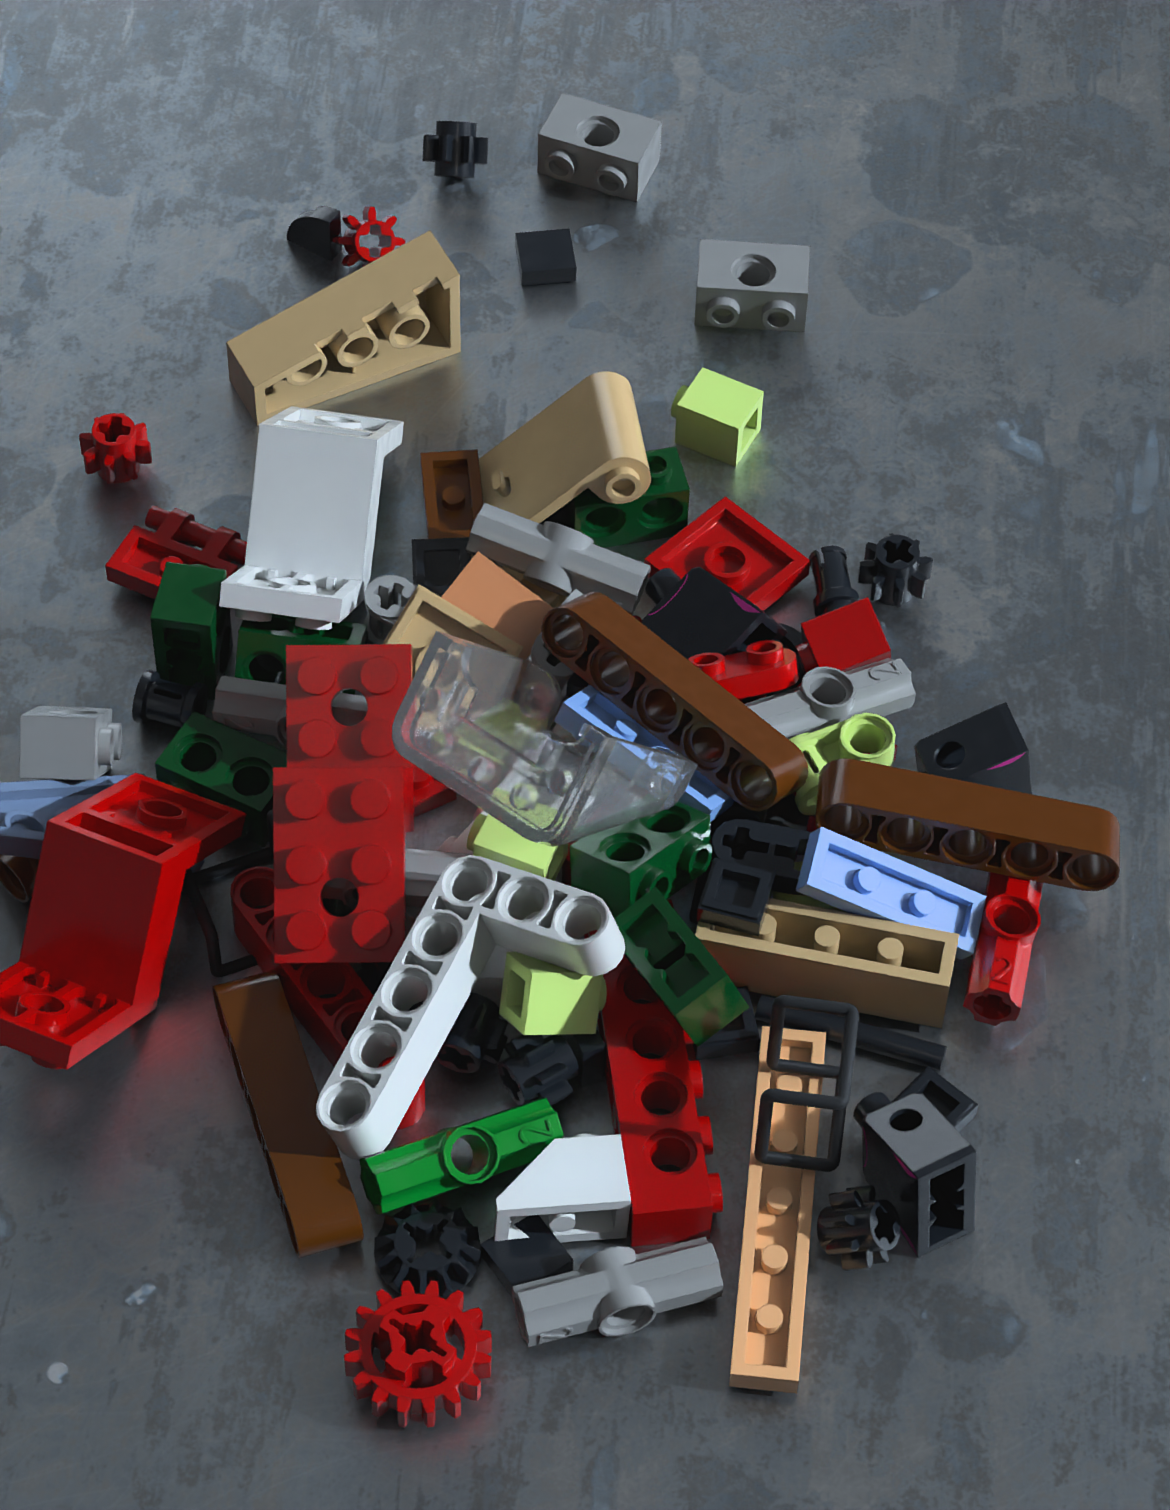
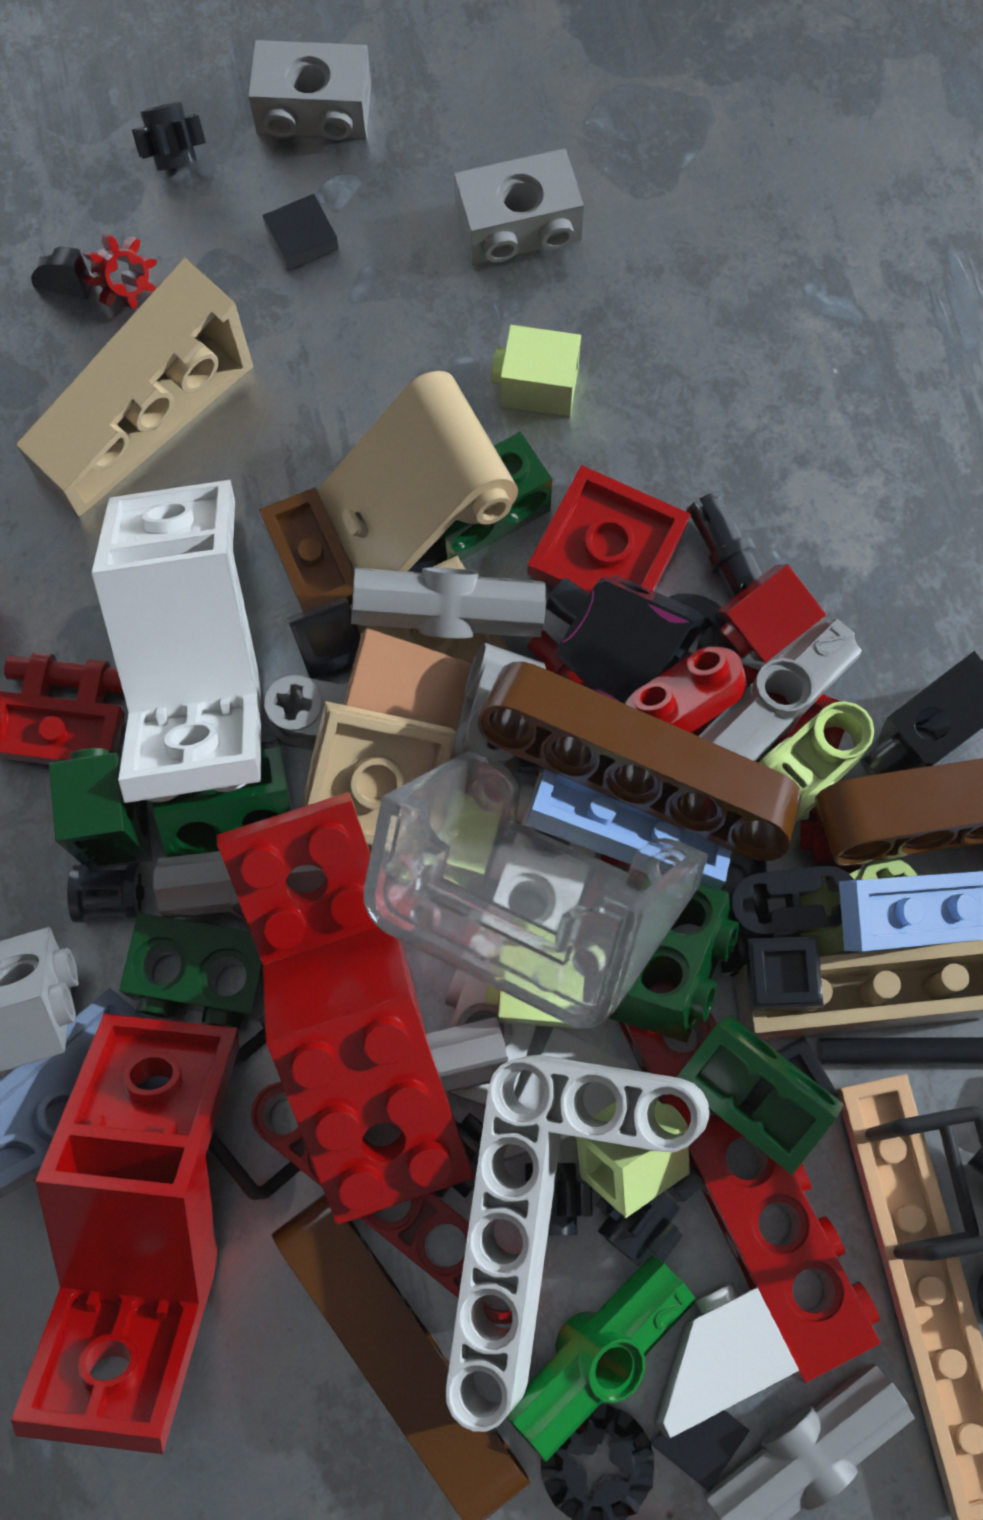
camera: 15 degrees left, 20 degrees up
(895, 570) = (778, 480): black gear -> none

